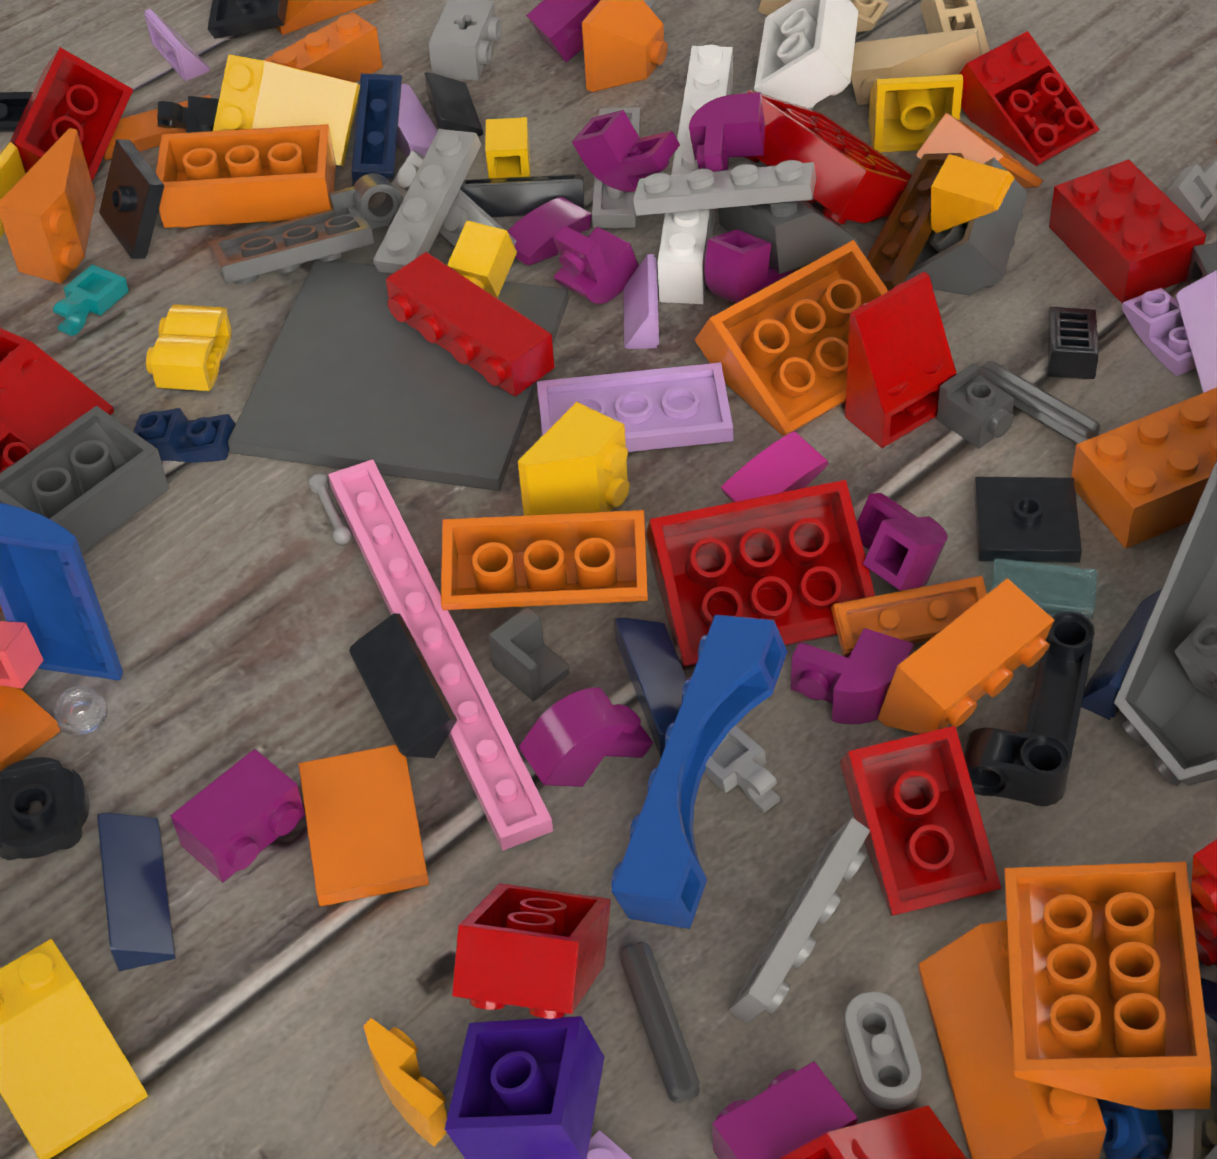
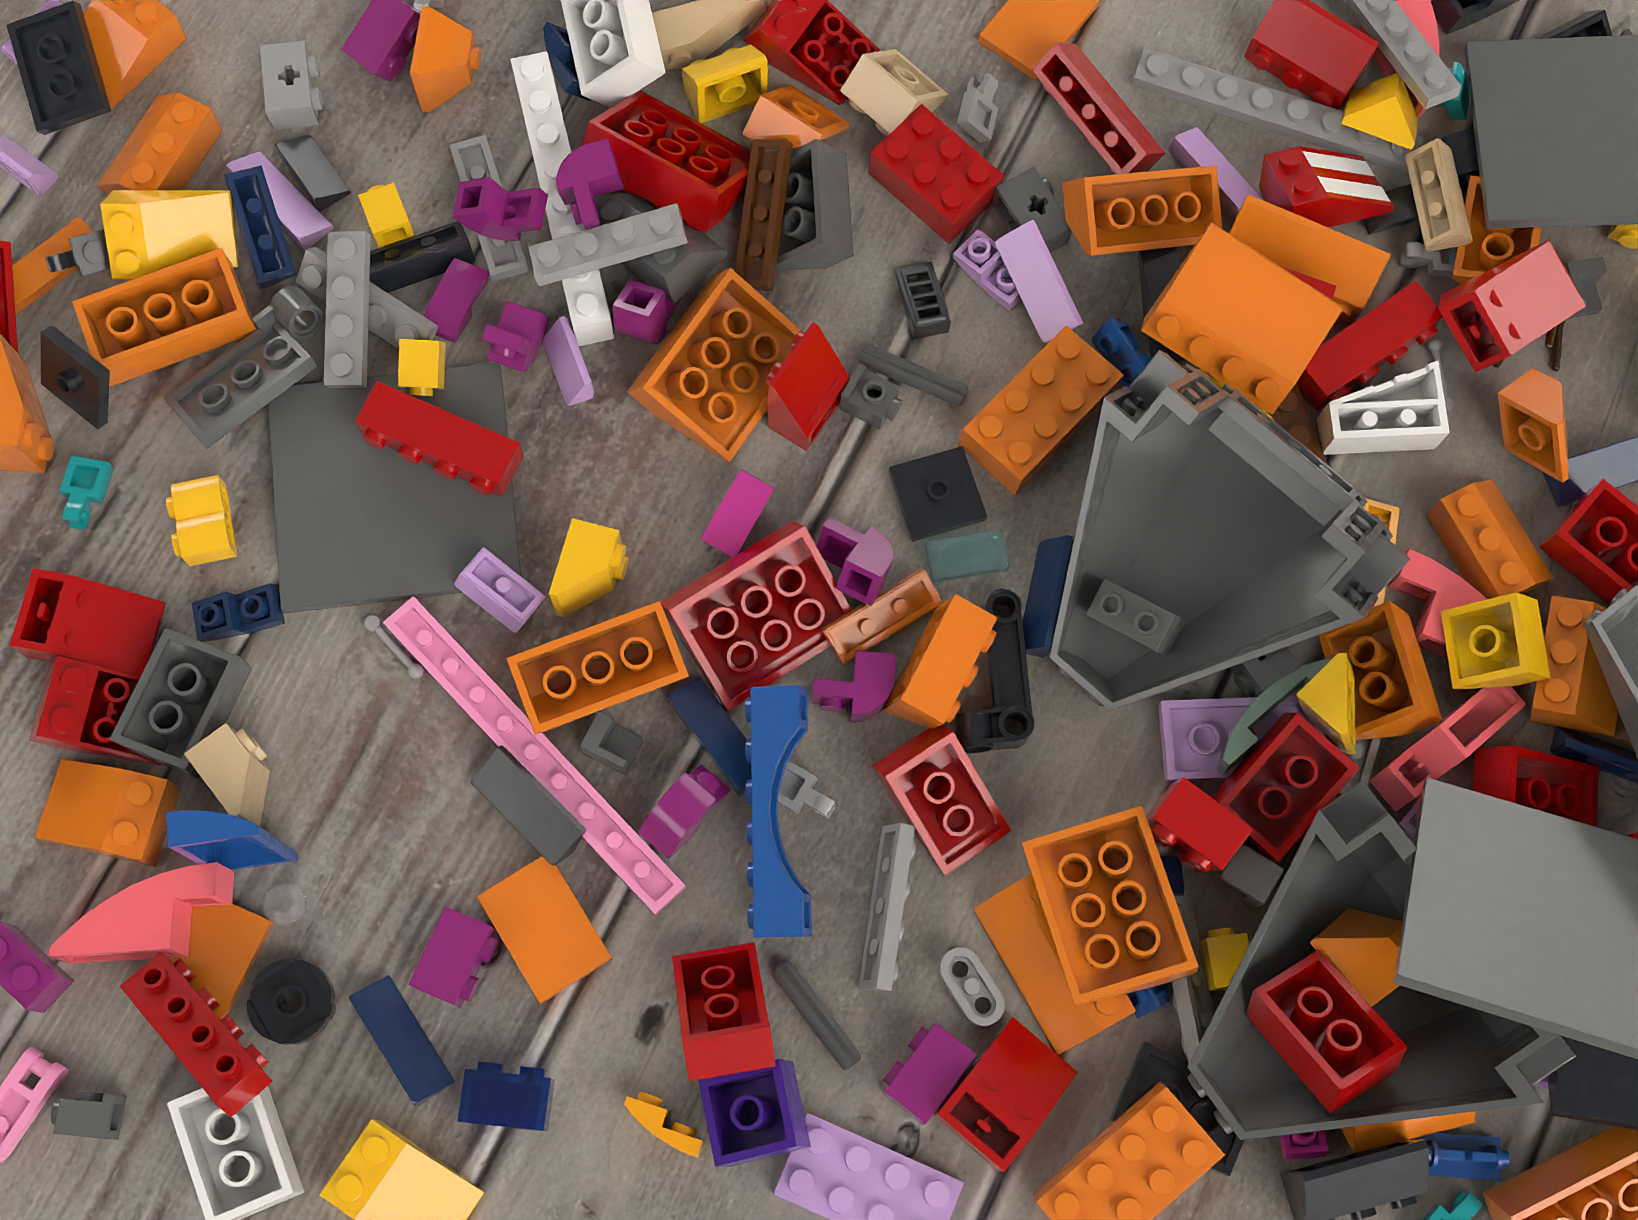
camera: 30 degrees left, 25 degrees up
(100, 538) = (233, 771): none -> tan slope
(223, 981) = (506, 1098): none -> clear blue brick
(468, 477) = (499, 590): none -> lavender slope
(655, 405) = (603, 477): lavender plate -> none
(745, 61) = (561, 58): none -> dark blue slope
(966, 192) = (811, 193): light orange slope -> none
(1086, 144) = (890, 89): none -> tan slope

